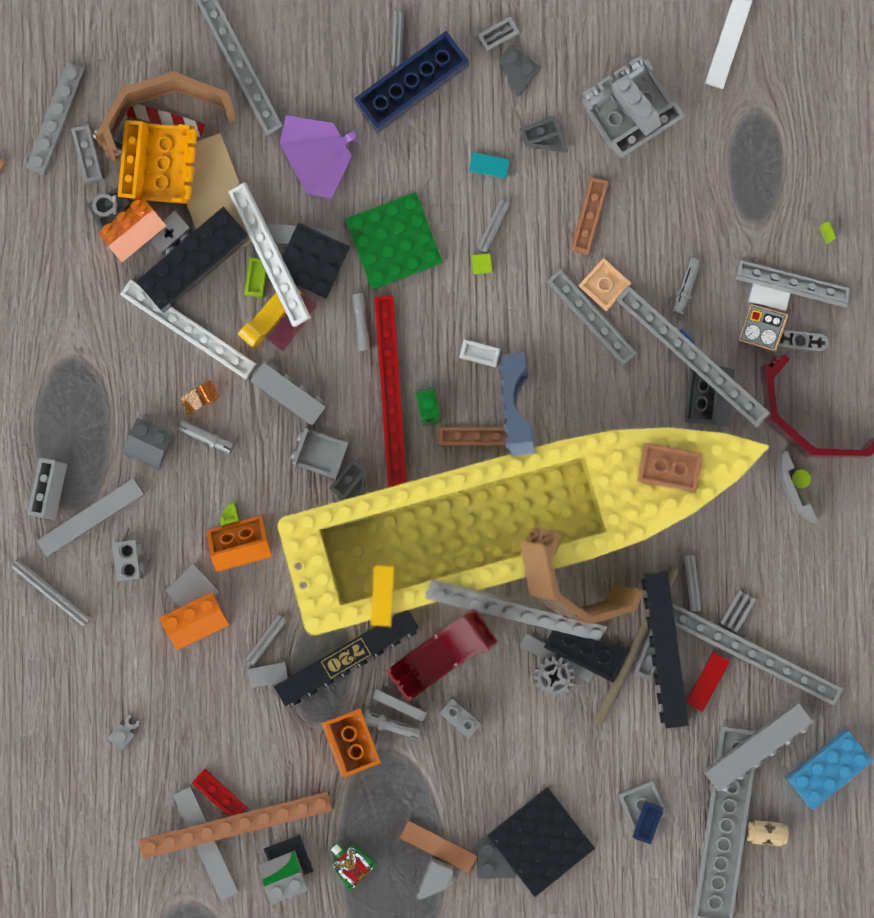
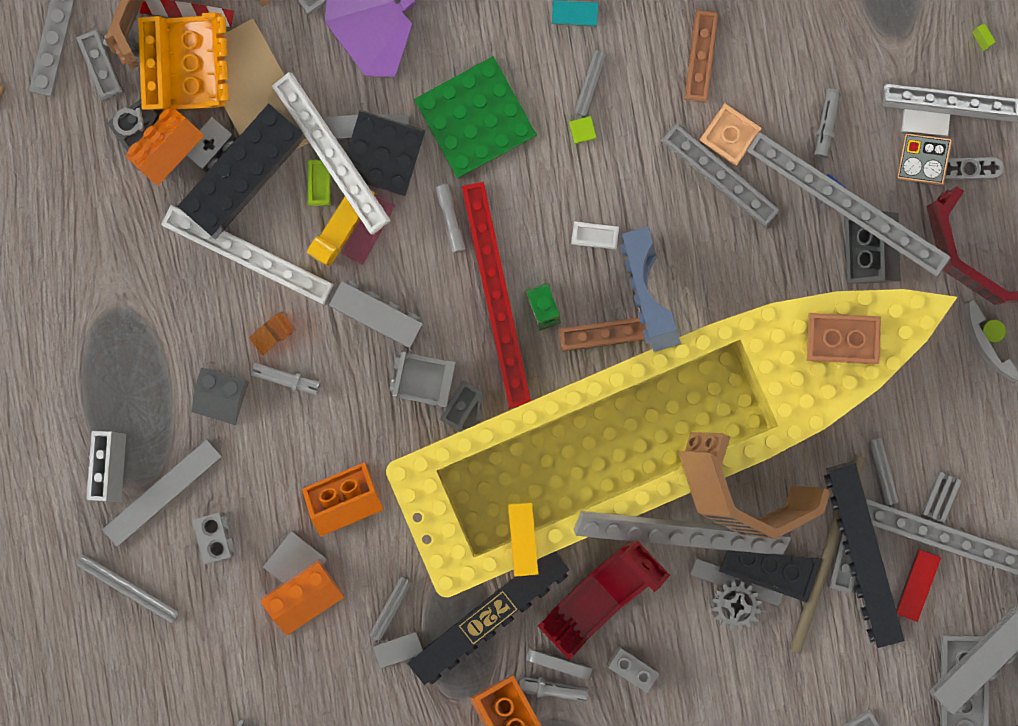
camera: 10 degrees left, 0 degrees up
(229, 515) = (326, 467): lime tile -> none

